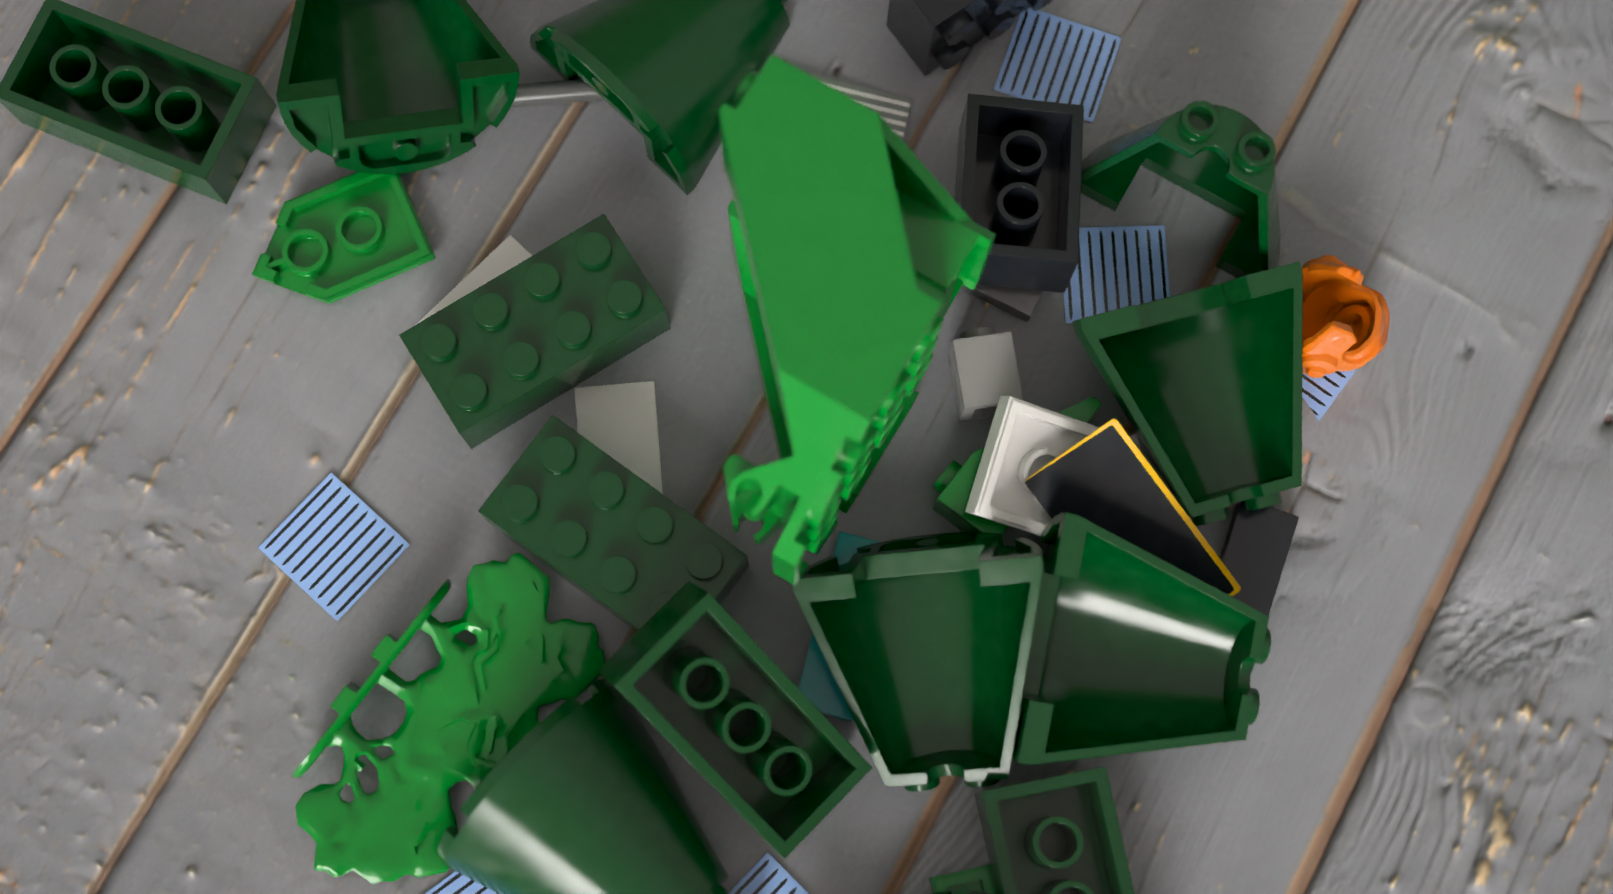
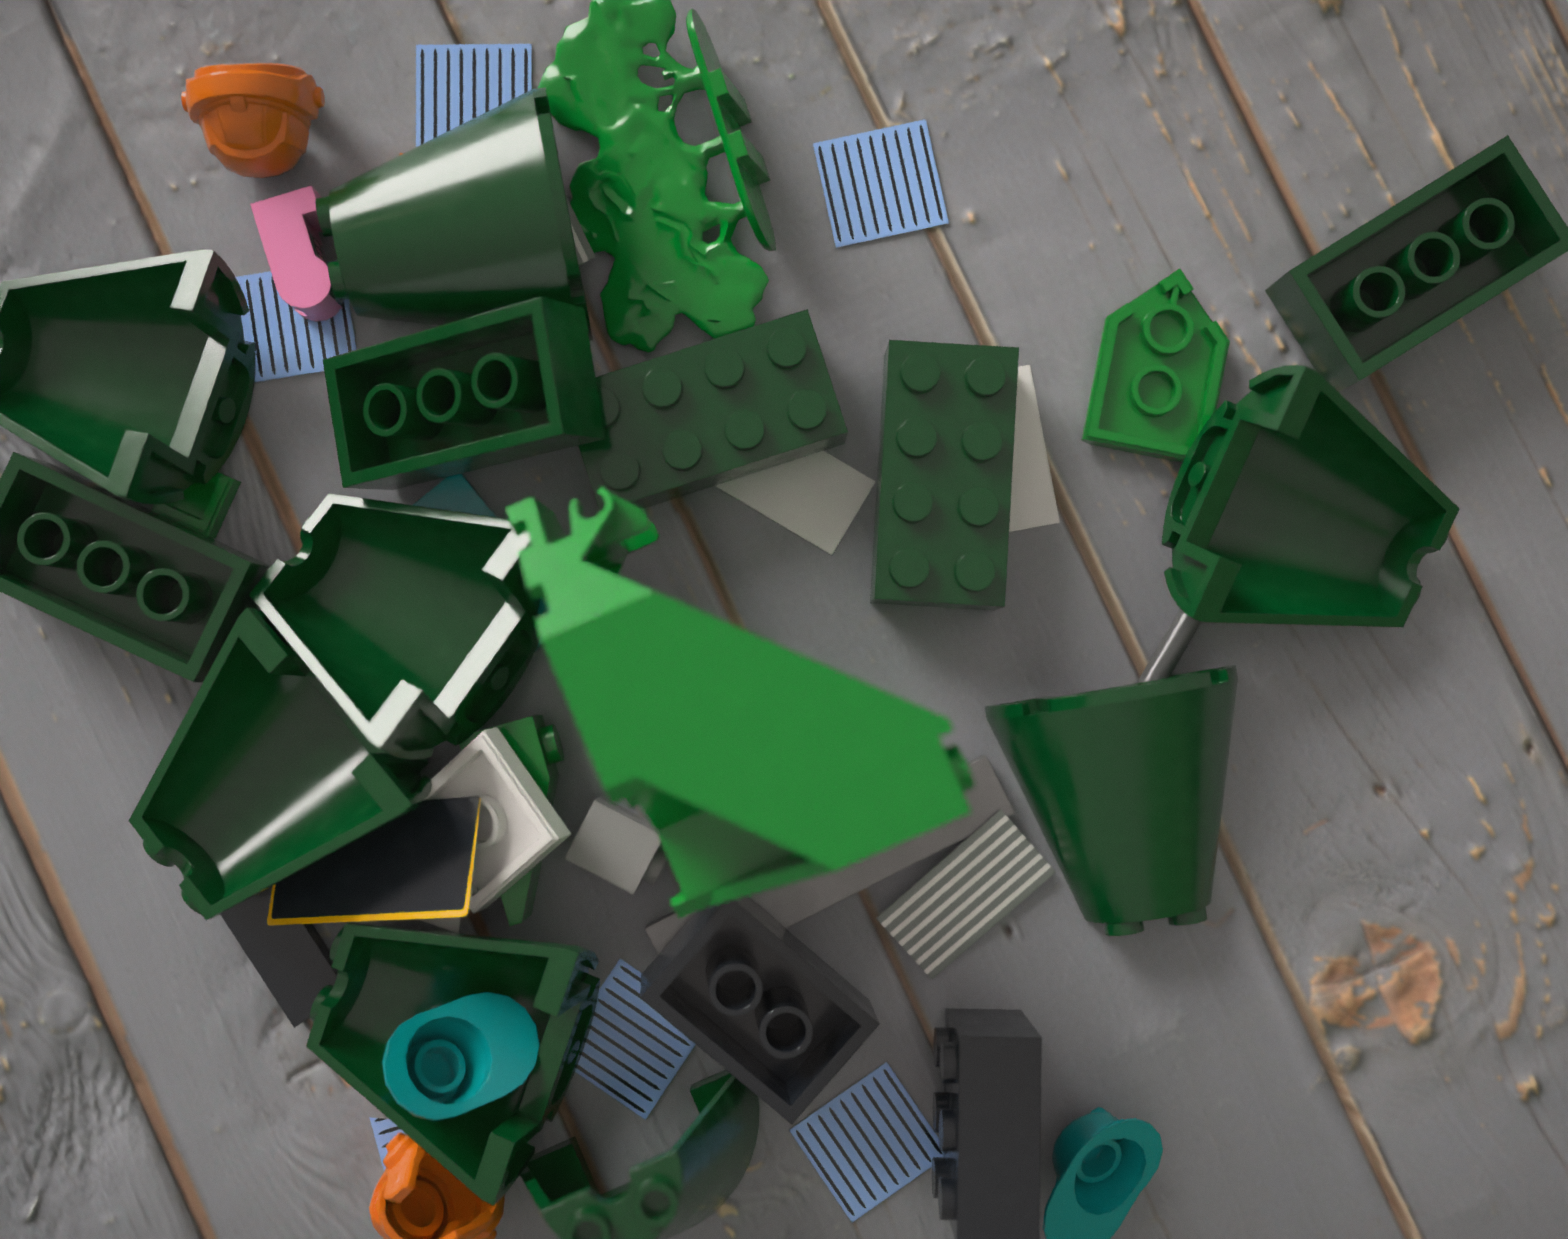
camera: 125 degrees right, 10 degrees up
(1218, 365) = (460, 1055): none -> teal piece

